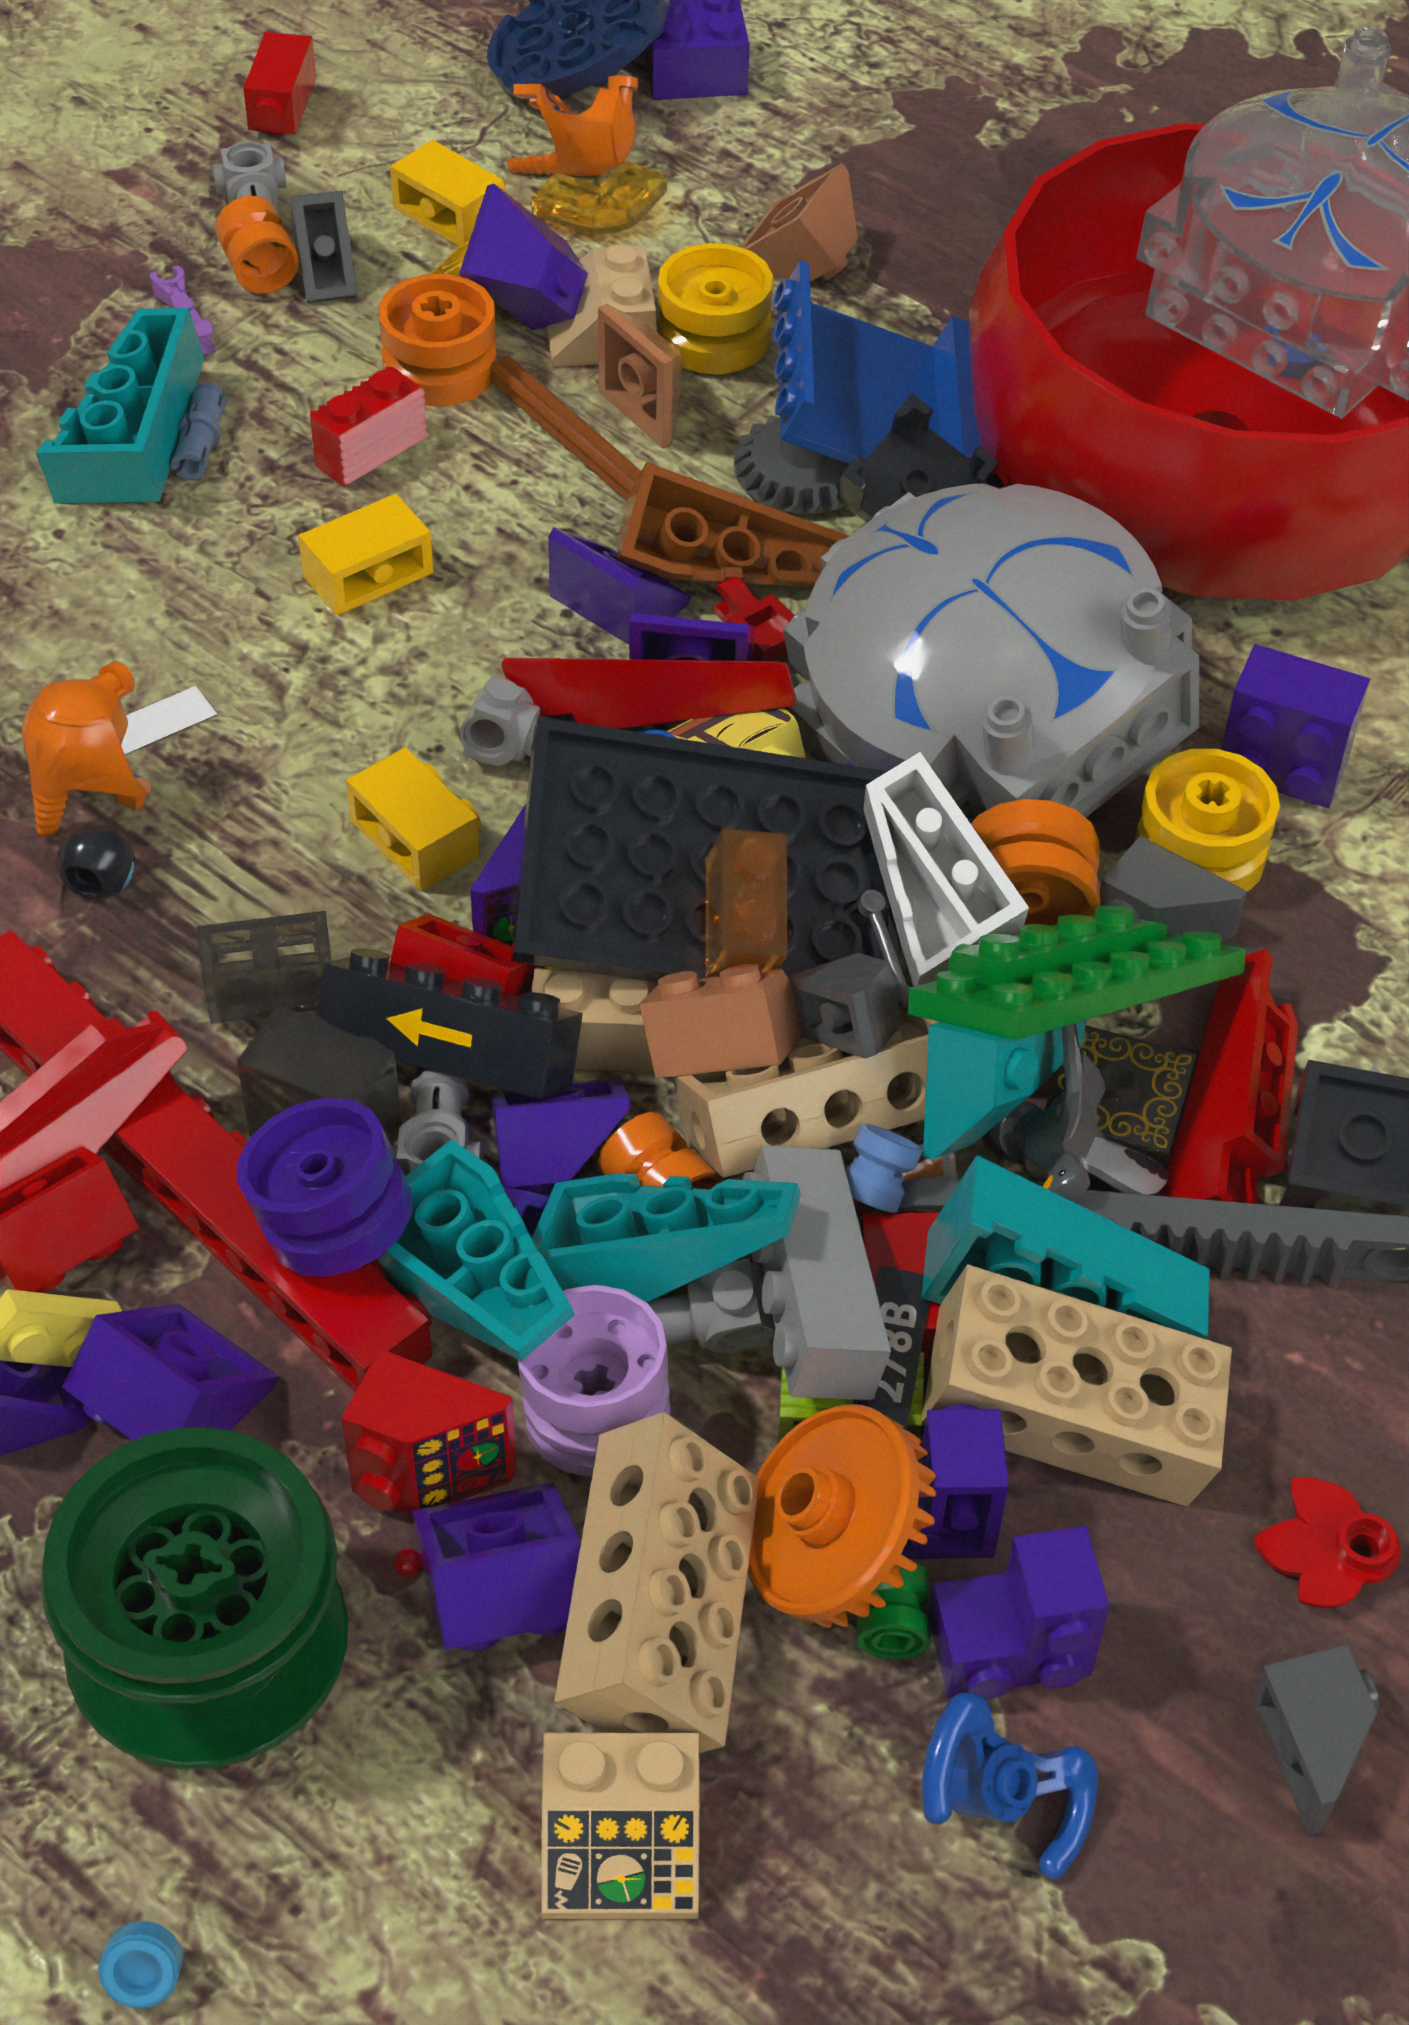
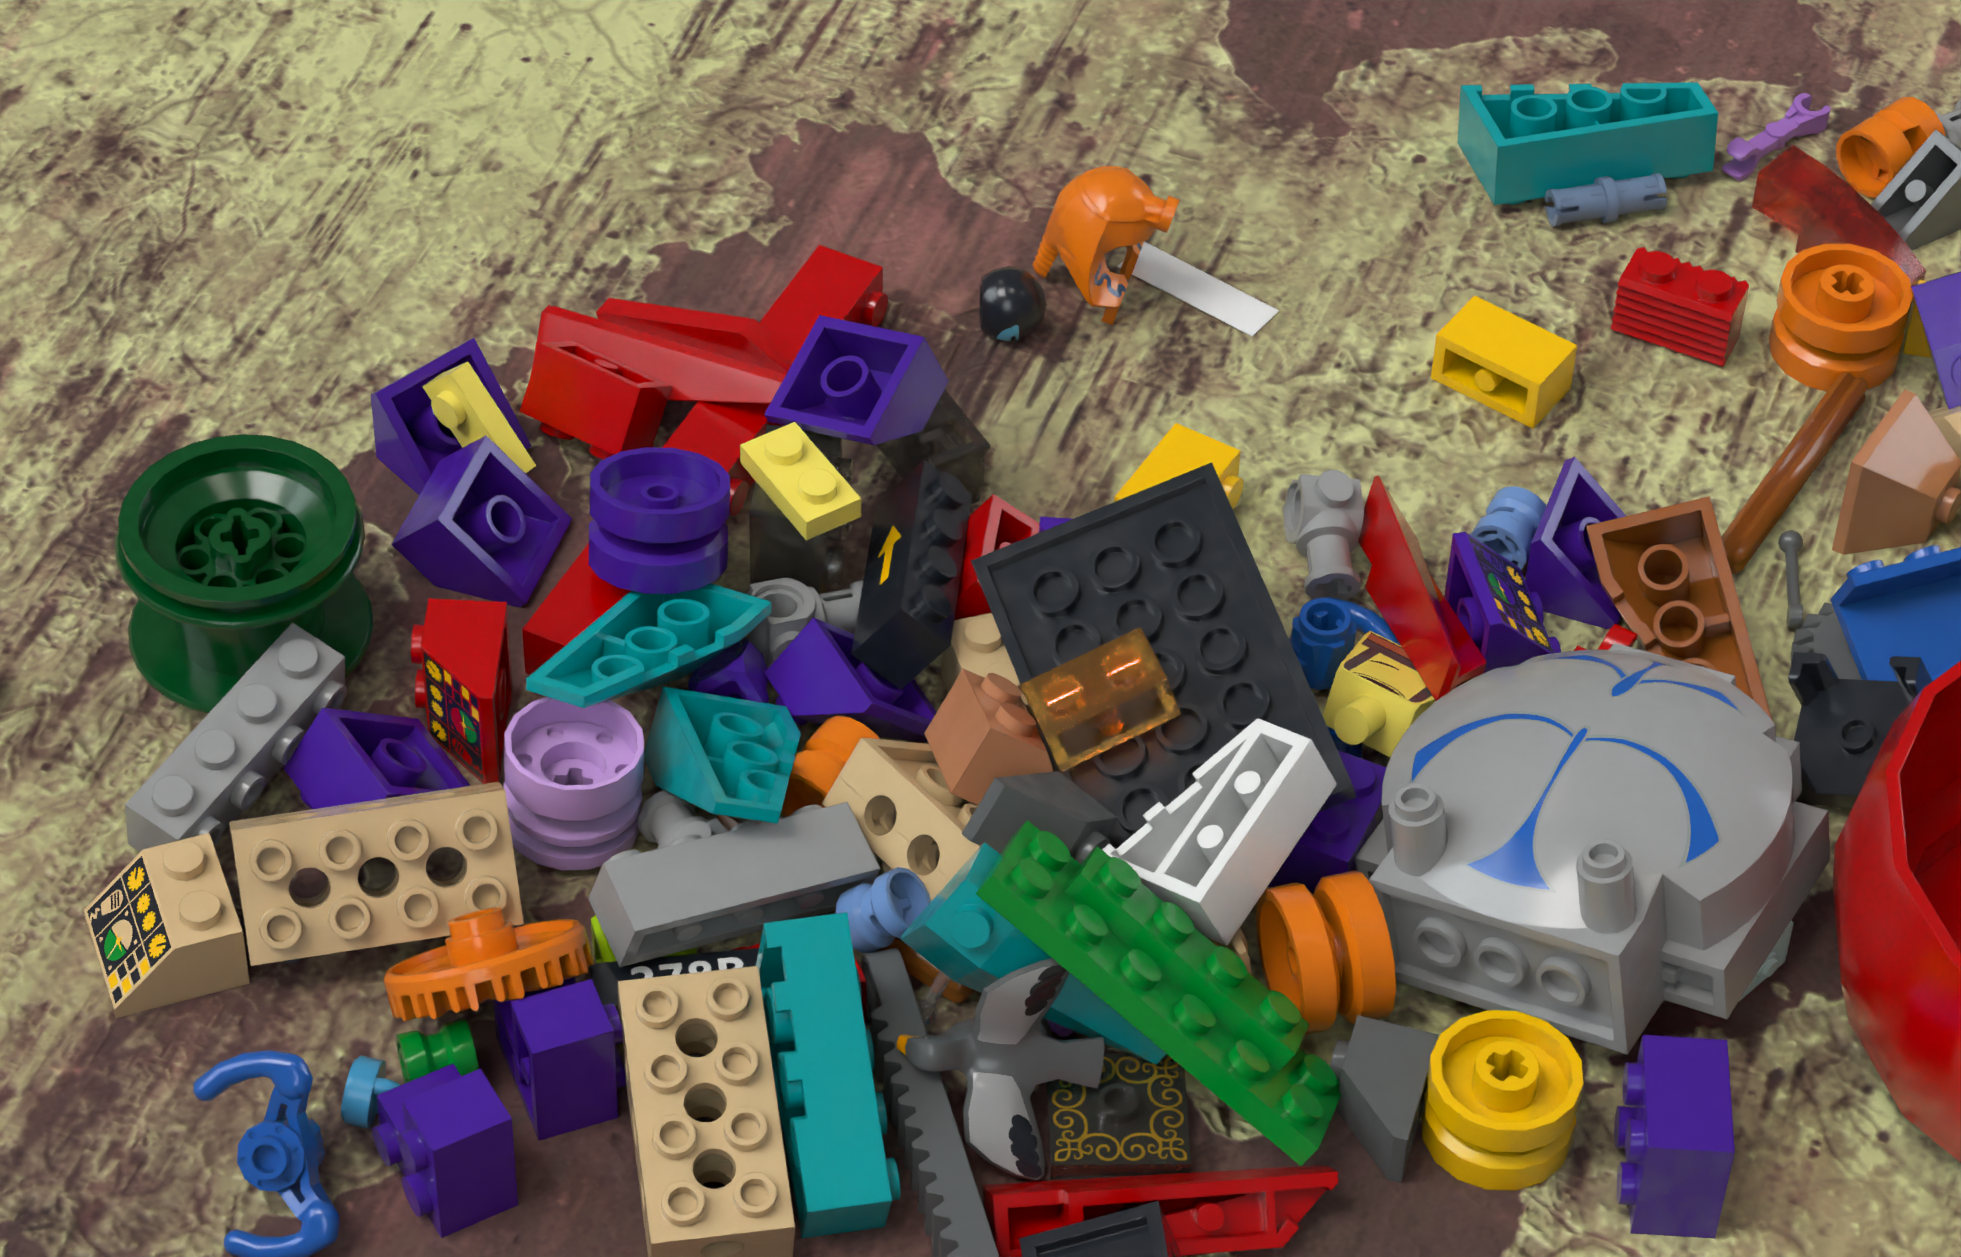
camera: 70 degrees right, 5 degrees down
(235, 969) = (859, 383): none -> dark purple slope
(315, 307) = (1826, 210): none -> clear red slope
(340, 1051) = (800, 480): none -> light yellow plate
(423, 1691) = (238, 743): none -> light grey brick
(572, 620) = (1511, 523): none -> medium blue wheel
(732, 485) = (1791, 543): none -> dark grey hinge
(914, 1684) = (360, 1094): none -> dark azure tile

